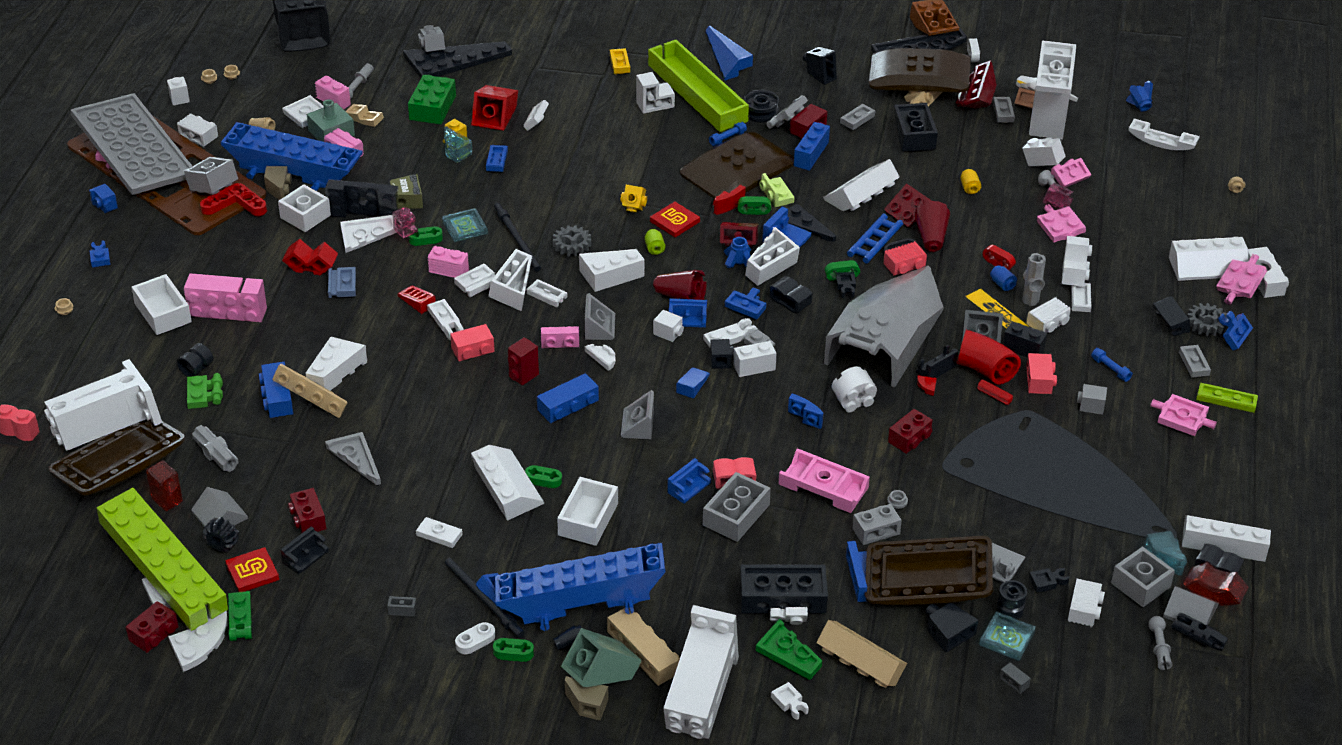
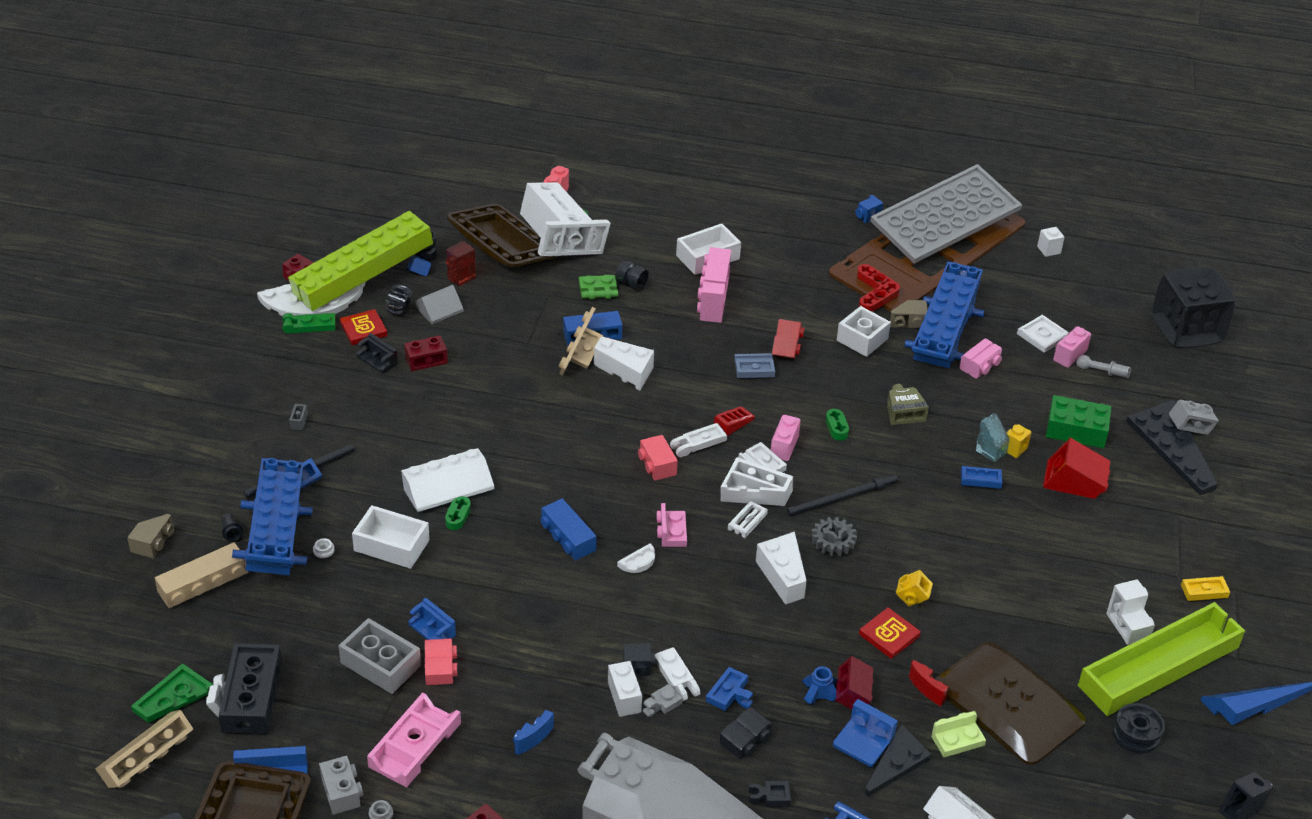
camera: 90 degrees right, 0 degrees up
(63, 306) = (713, 200): tan plate -> none
(99, 255) = (789, 216): blue plate -> none
(197, 129) = (990, 258): white brick -> none
(209, 76) = (1087, 263): tan plate -> none
(211, 175) = (901, 263): light grey brick -> none
(215, 448) = (516, 295): light grey piece -> none
(231, 72) = (1098, 277): tan plate -> none
(266, 123) = (1008, 302): tan cone -> none
(329, 119) = (1017, 345): sand green brick -> none
(345, 198) = (876, 367): black piece -> none
(355, 452) = (498, 383): light grey wing -> none
(362, 115) = (1044, 374): tan slope -> none
(365, 231) = (837, 379): white wing -> none
(404, 222) = (839, 397): clear pink brick -> none
(439, 532) = (390, 440): white plate -> none
(465, 225) = (860, 455): clear light blue tile -> none
(476, 638) = (248, 464): white plate -> none
(513, 649) = (224, 490): green beam -> none
(523, 361) = (617, 488): dark red brick -> none
(536, 115) = (1069, 510): white plate -> none
(598, 320) = (695, 553): light grey slope -> none
(599, 660) = (180, 536): sand green slope -> none
(638, 418) = (533, 589): light grey slope -> none
(654, 242) = (839, 609): lime brick -> none
(667, 326) = (686, 614): white brick -> none
(681, 285) = (747, 628): dark red cone -> none
(691, 382) = (595, 635): blue slope -> none
(692, 311) = (709, 634): blue hinge -> none
(702, 673) = (137, 605): white brick -> none
(716, 139) = (1086, 703): blue bar -> none
(754, 205) = (921, 709): green beam -> none
(772, 257) = (809, 714): white wedge -> none
(788, 112) = (1111, 745): light grey plate -> none
(789, 698) = (107, 688): white plate -> none
(803, 120) = (1106, 774): dark red brick -> none
(811, 146) = (1055, 775): blue brick -> none
(842, 266) = (797, 790): green beam -> none
(854, 389) = (558, 776): white brick -> none

